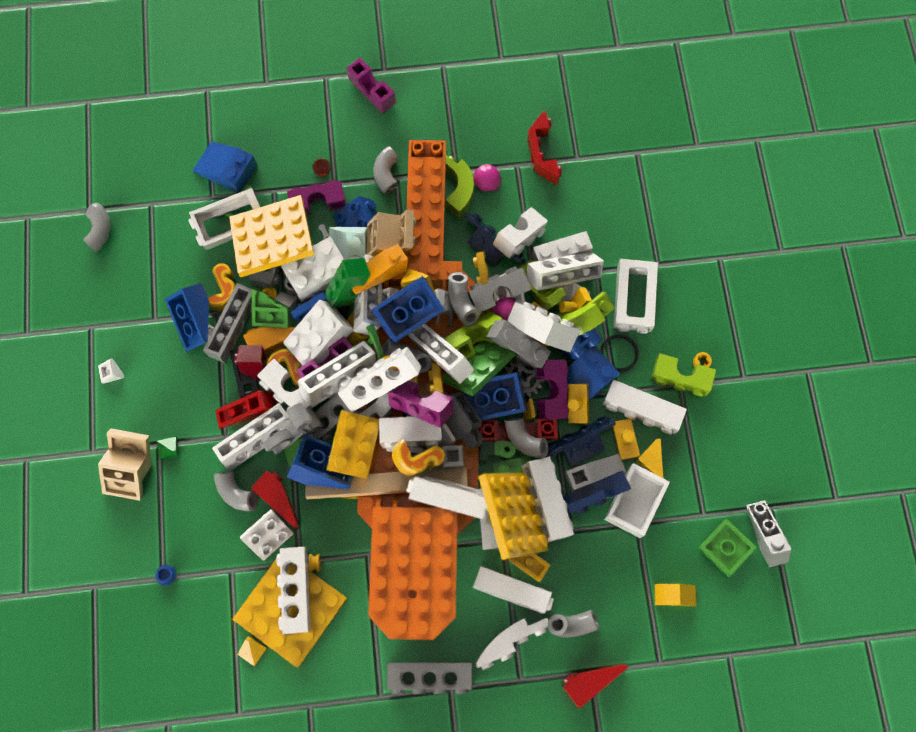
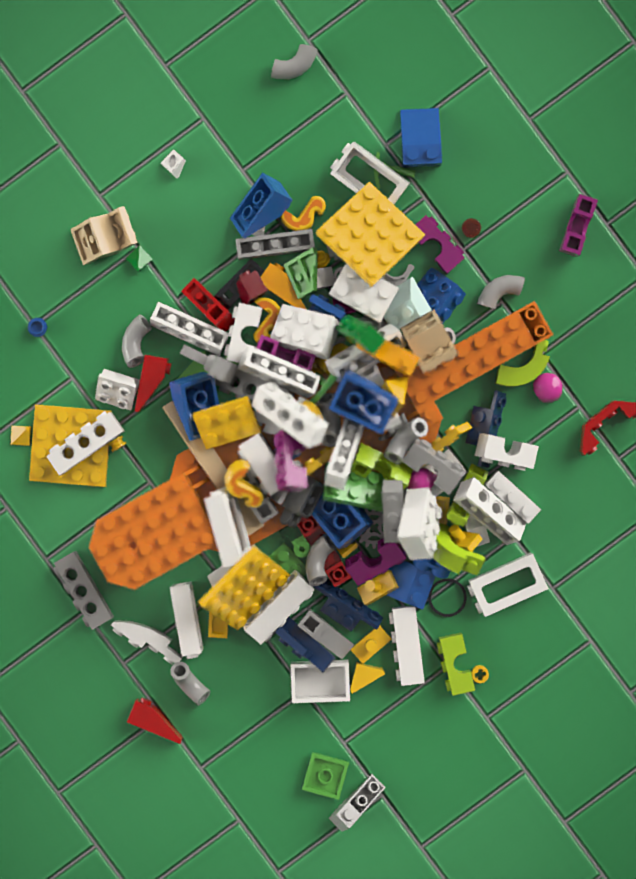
camera: 55 degrees right, 15 degrees up
(675, 594) = (261, 752): yellow slope -> none

